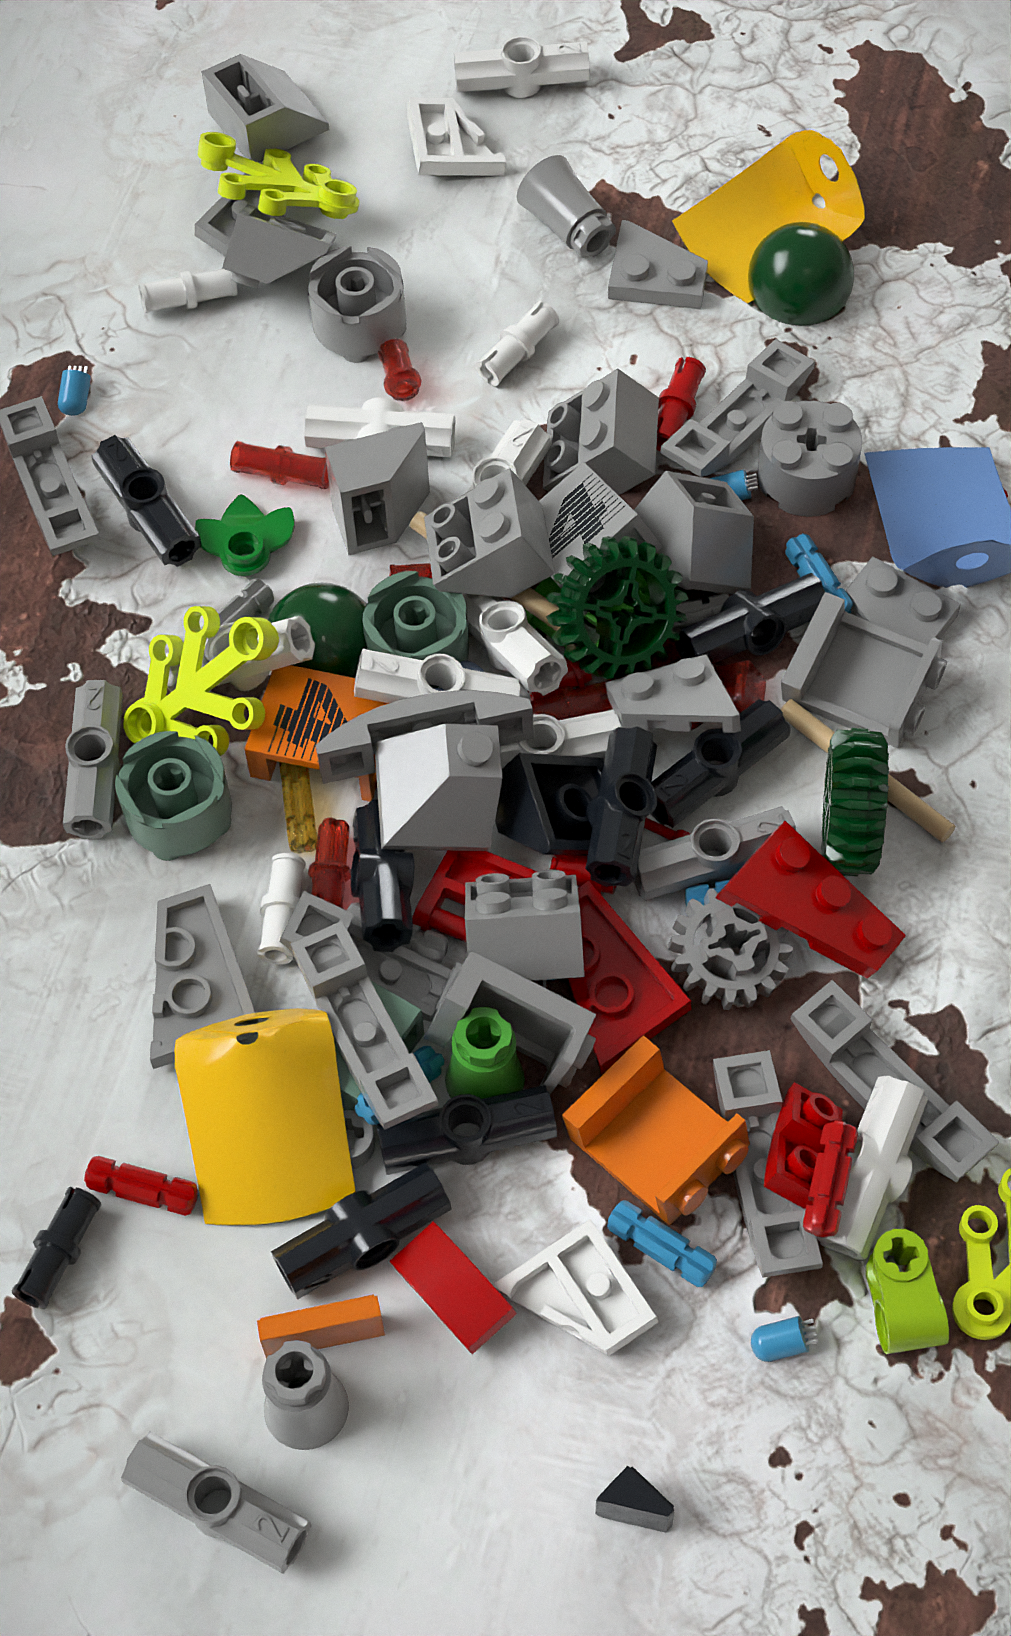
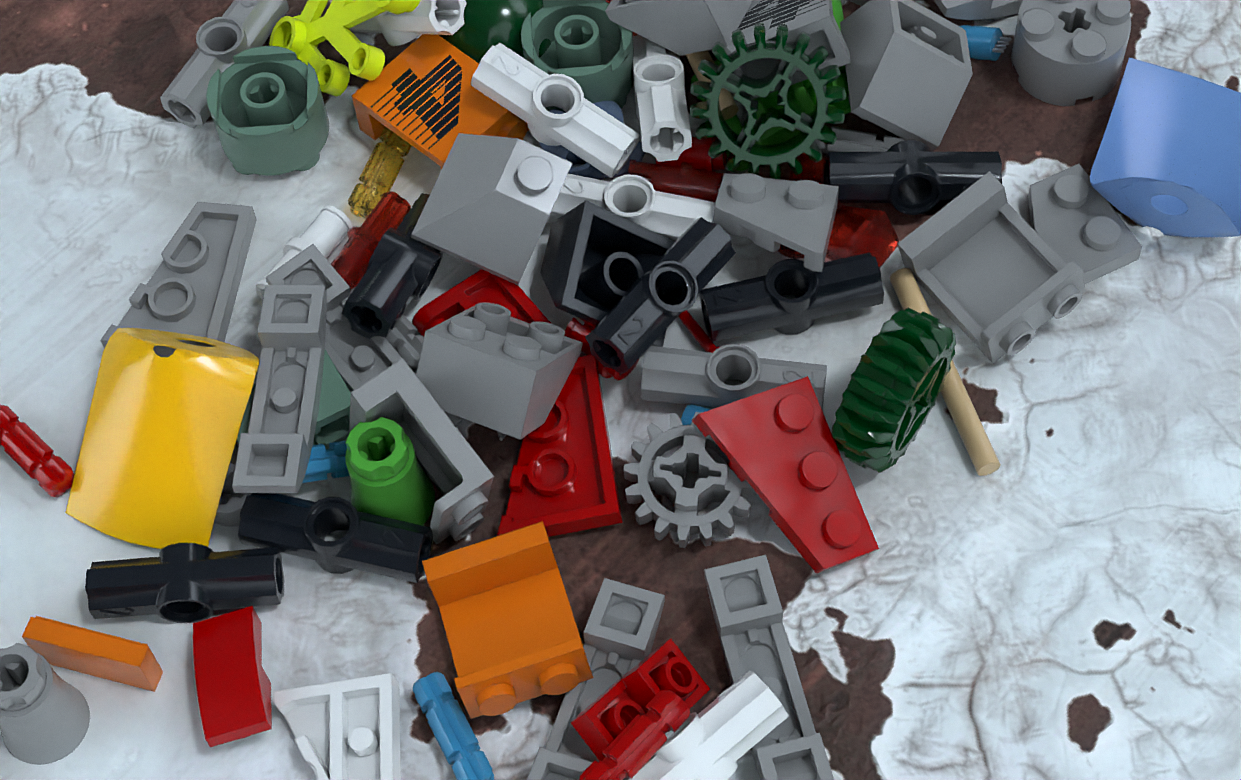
camera: 30 degrees right, 0 degrees up
(351, 747) = (431, 130): light grey slope -> none
(802, 554) = (1013, 152): dark azure axle -> none

